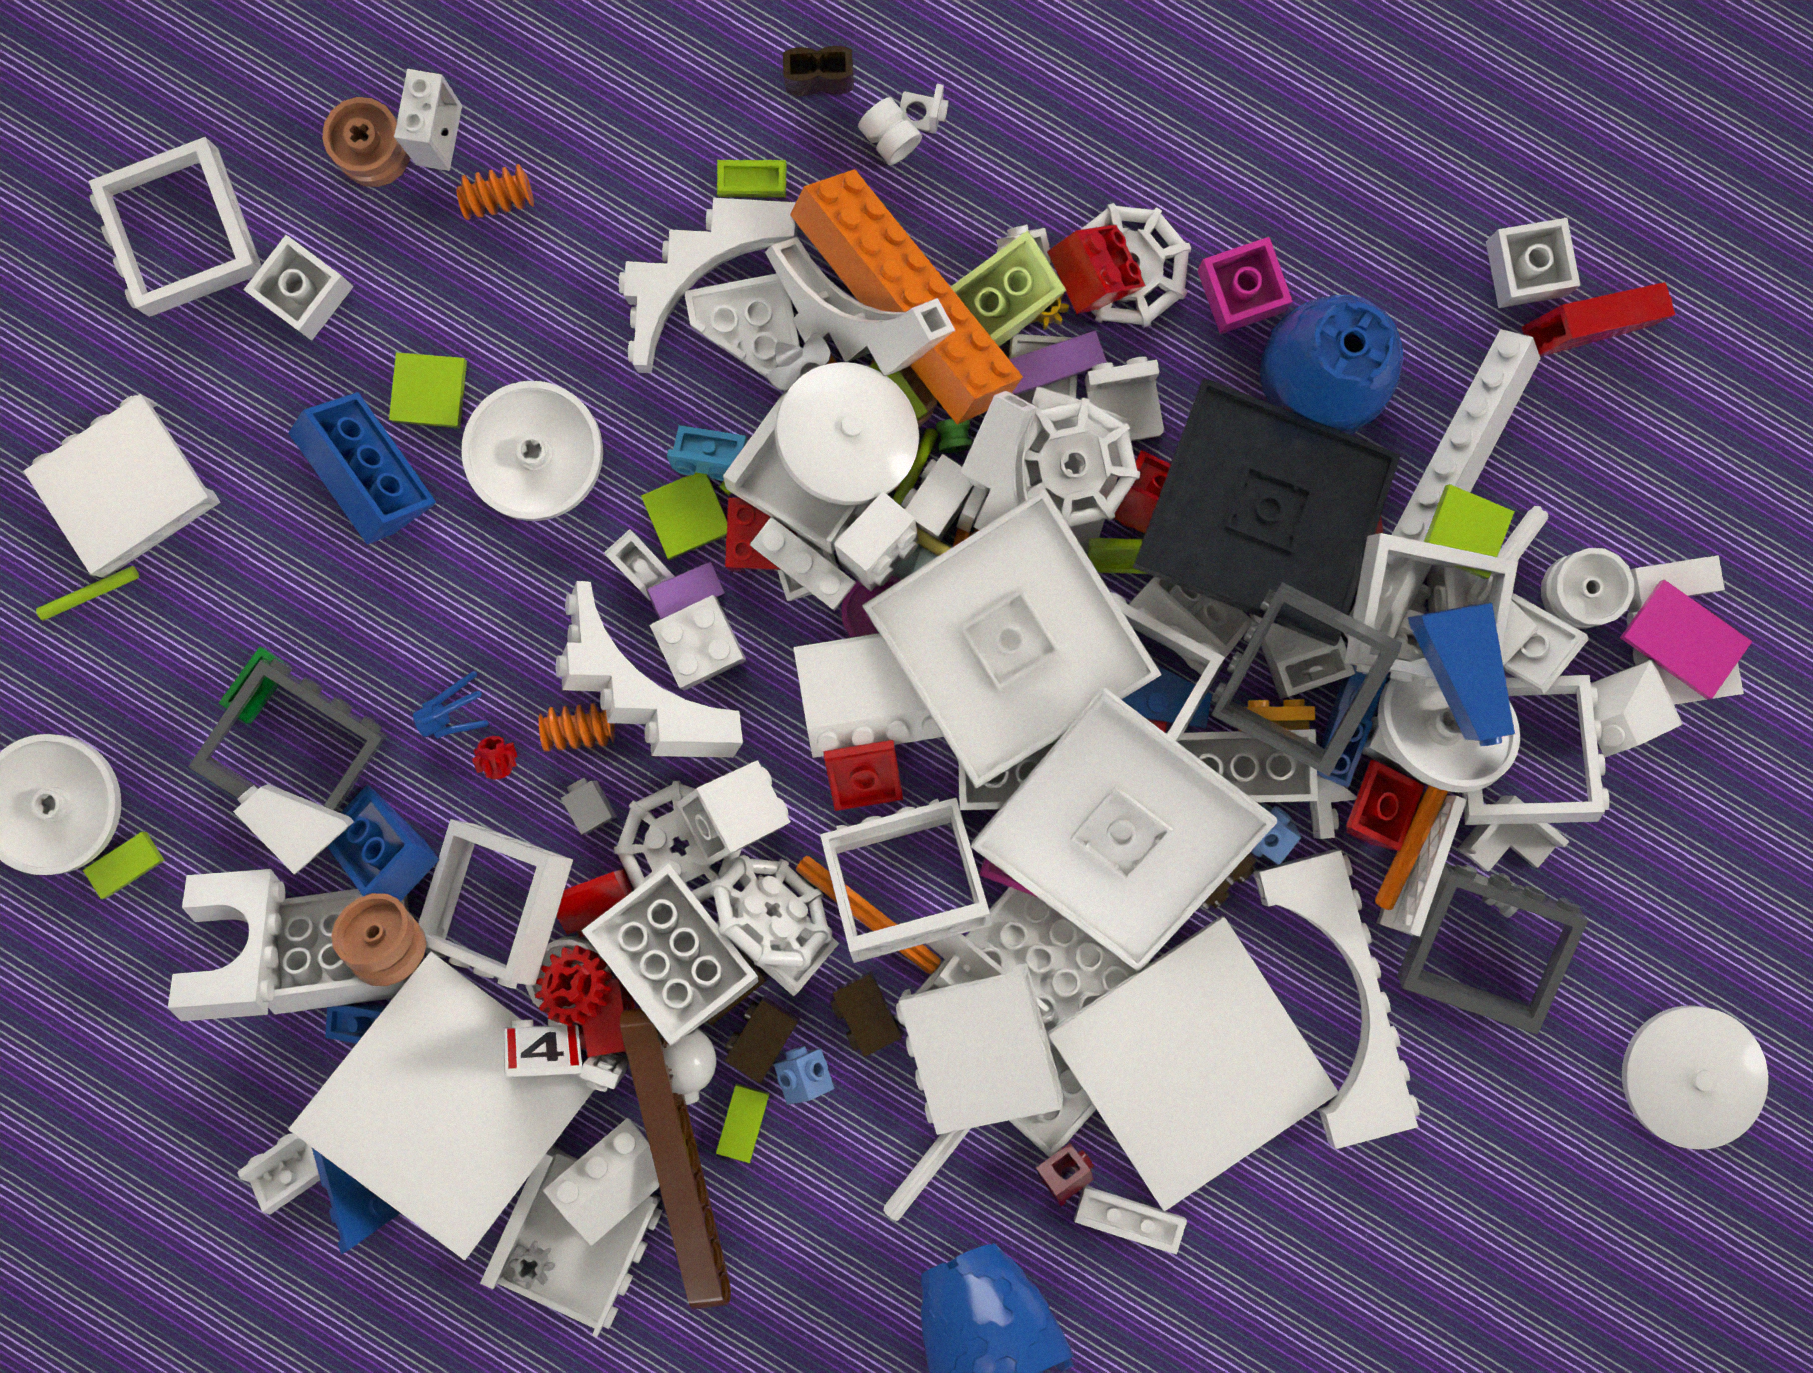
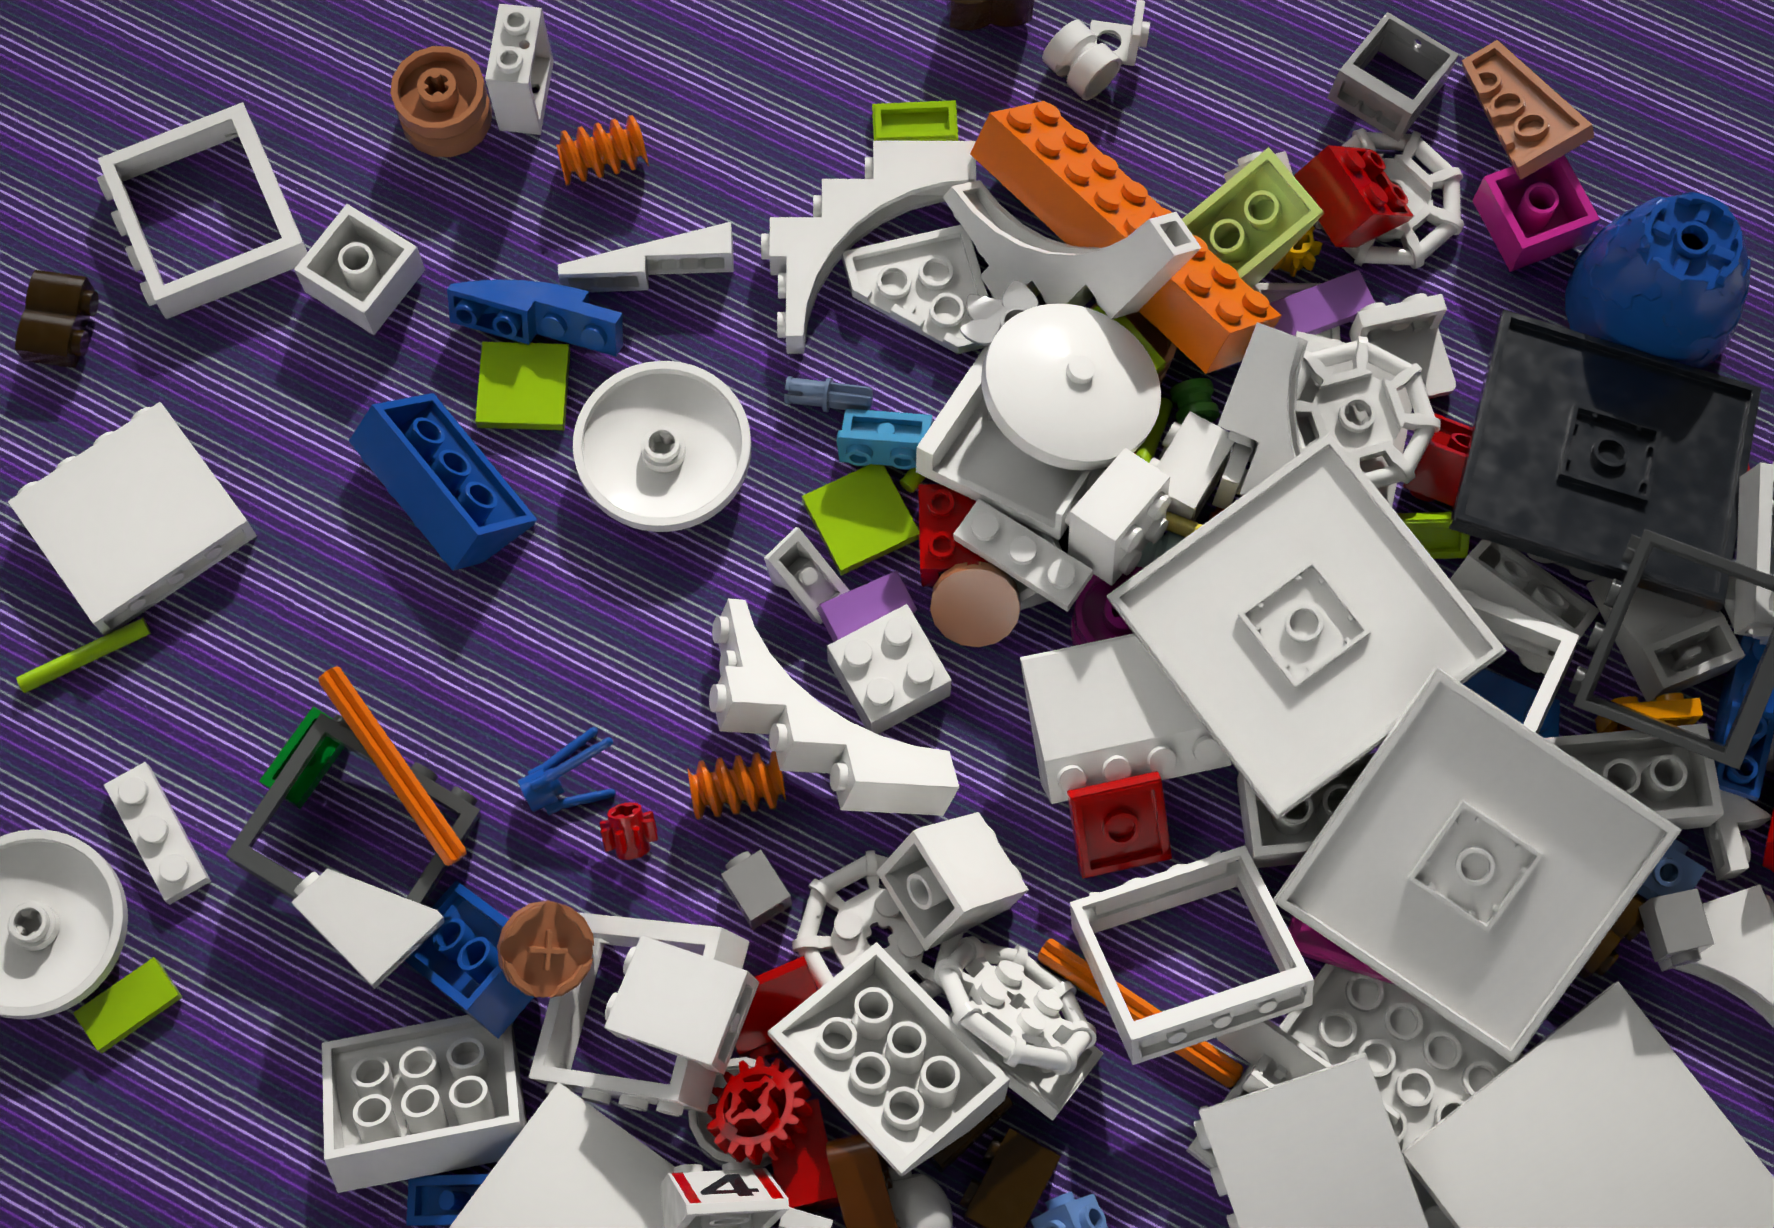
camera: 10 degrees left, 15 degrees down
(60, 315) = (56, 319): none -> dark brown brick
(144, 735) = (157, 833): none -> white plate
(245, 983) = (305, 1137): white arch -> none
(313, 703) = (392, 766): none -> orange axle
(378, 939) = (489, 1067): nougat wheel -> none
(423, 854) = (545, 949): none -> nougat tile
(429, 327) = (530, 308): none -> blue slope
(516, 296) = (628, 268): none -> white slope
(516, 910) = (681, 1003): none -> white panel
(666, 412) = (827, 394): none -> sand blue axle
(767, 595) = (975, 604): none -> nougat tile
(866, 1014) = (1150, 1145): dark brown brick -> none
(1126, 184) = (1377, 101): none -> light grey window
(1245, 202) = (1524, 110): none -> nougat wing
(1270, 884) = (1676, 927): none -> light grey brick

